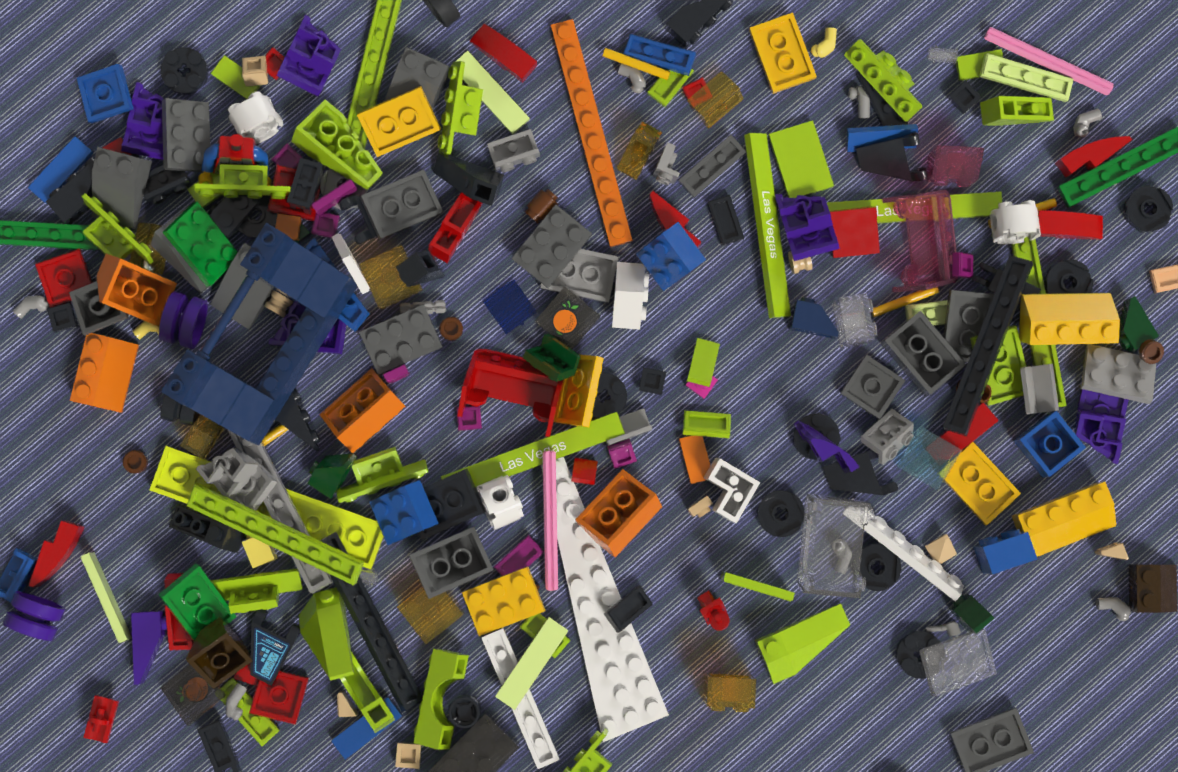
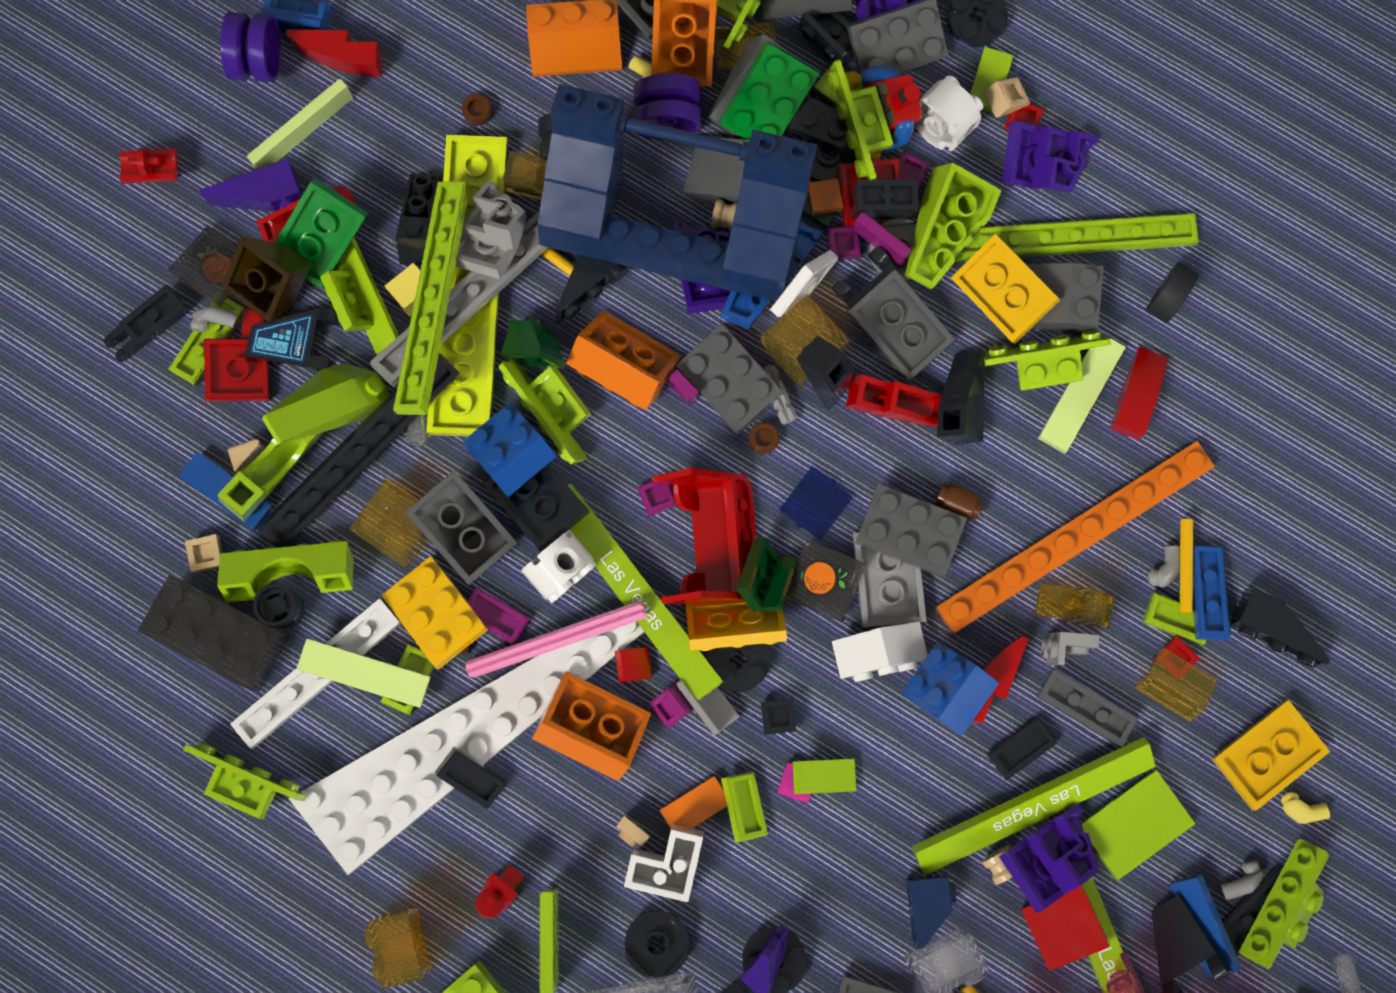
camera: 80 degrees right, 5 degrees down
(513, 151) = (1017, 444): light grey bracket -> none

